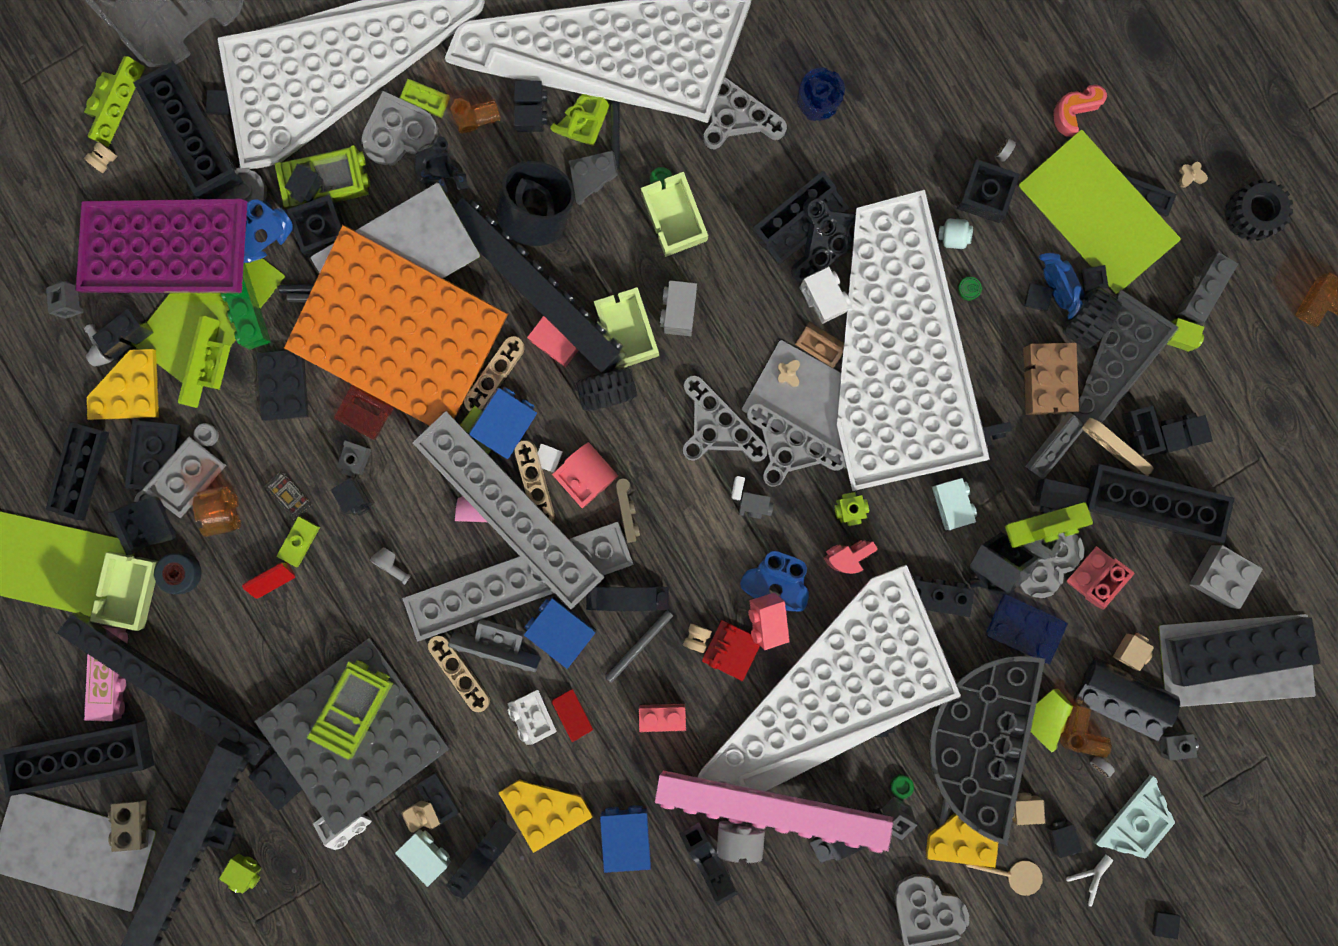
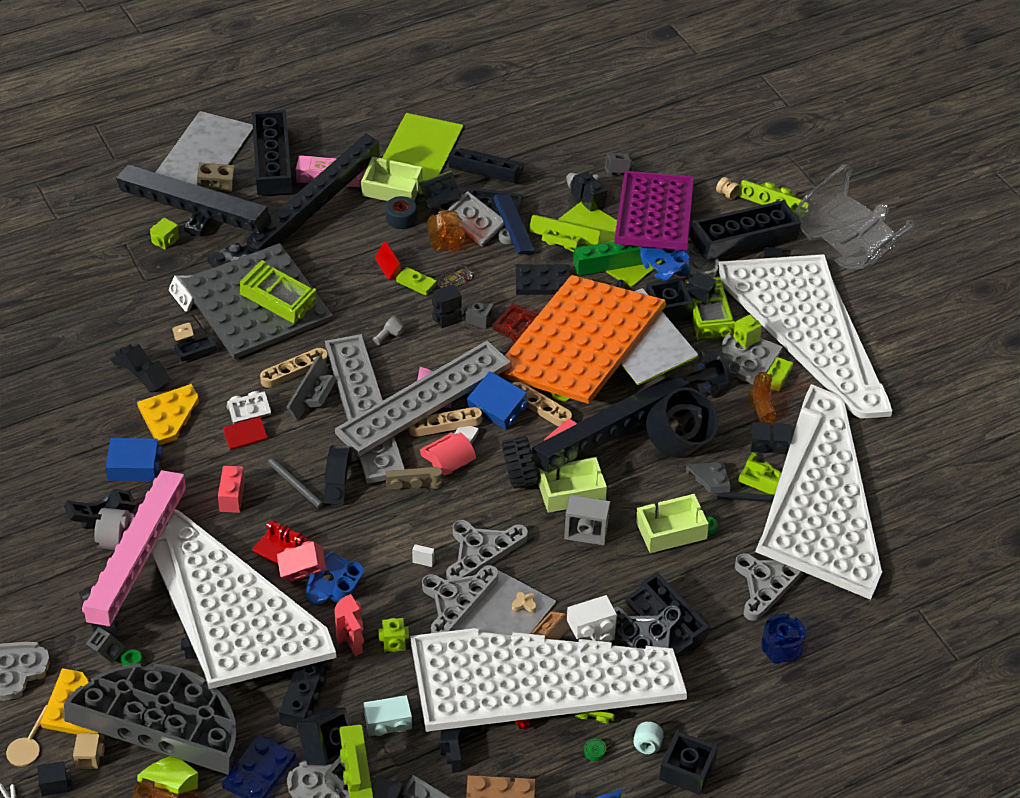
camera: 90 degrees right, 40 degrees down
(127, 389) = (547, 195): yellow plate -> none
(194, 426) = (514, 224): none -> dark blue tile
(370, 129) = (747, 331): none -> lime brick
(424, 857) = (151, 334): light aqua brick -> none
(559, 632) = (314, 429): blue brick -> none
(699, 633) = (295, 518): tan wheel -> none
(756, 505) = (406, 566): dark grey brick -> none
(1005, 149) = (731, 786): light grey tile -> none

